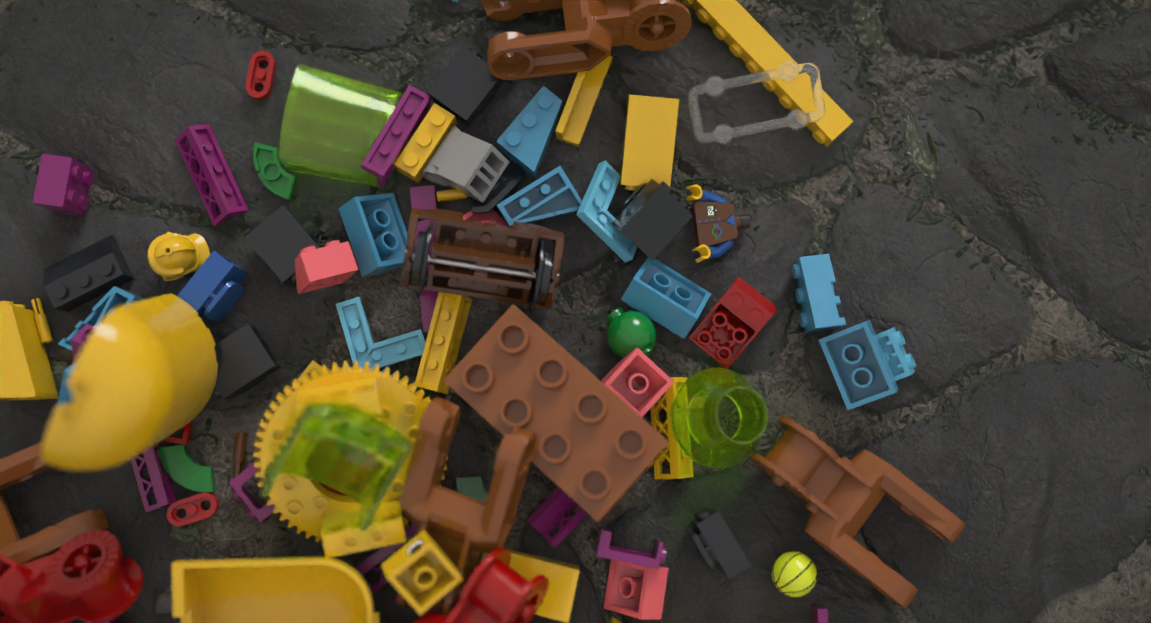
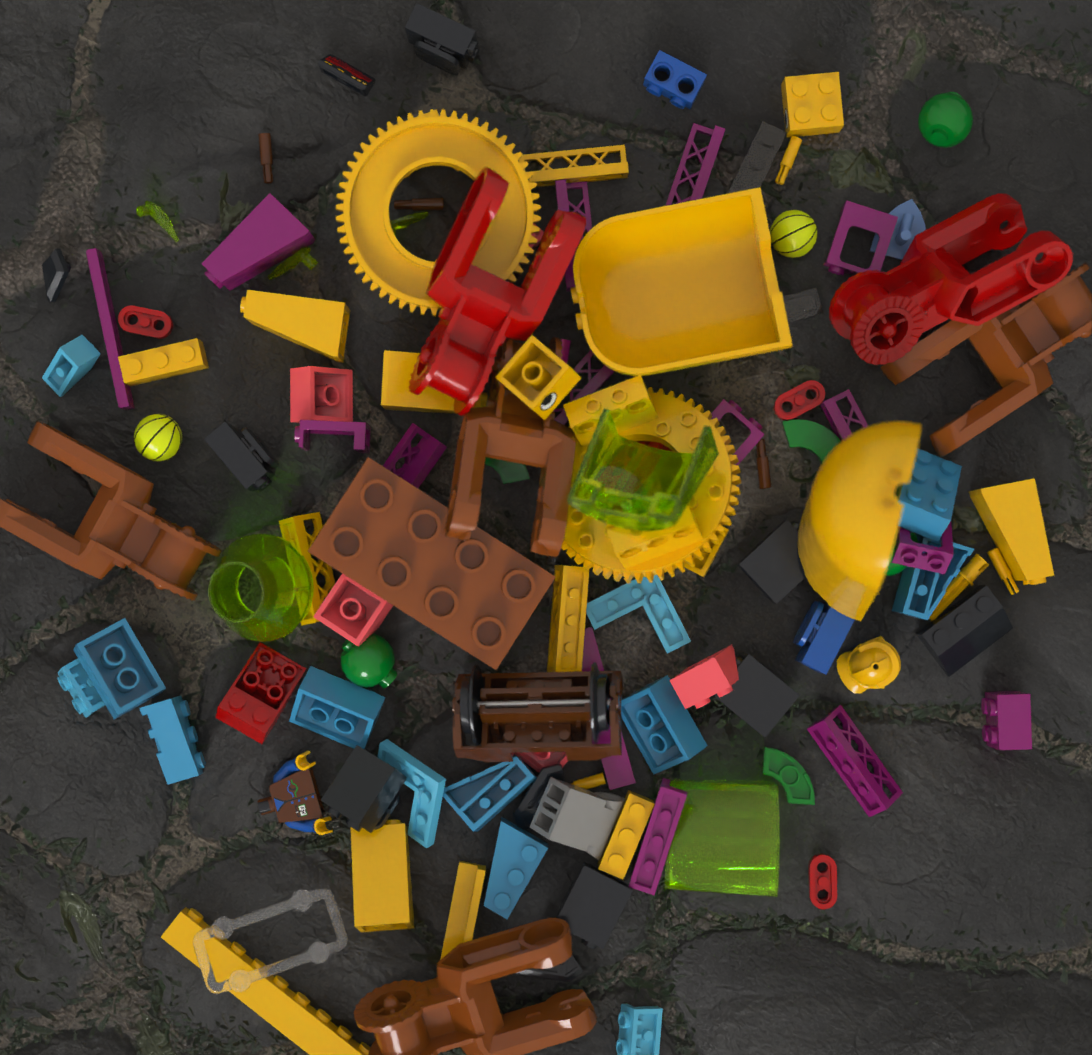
camera: 175 degrees right, 5 degrees up
(68, 325) = (960, 582): none -> yellow axle

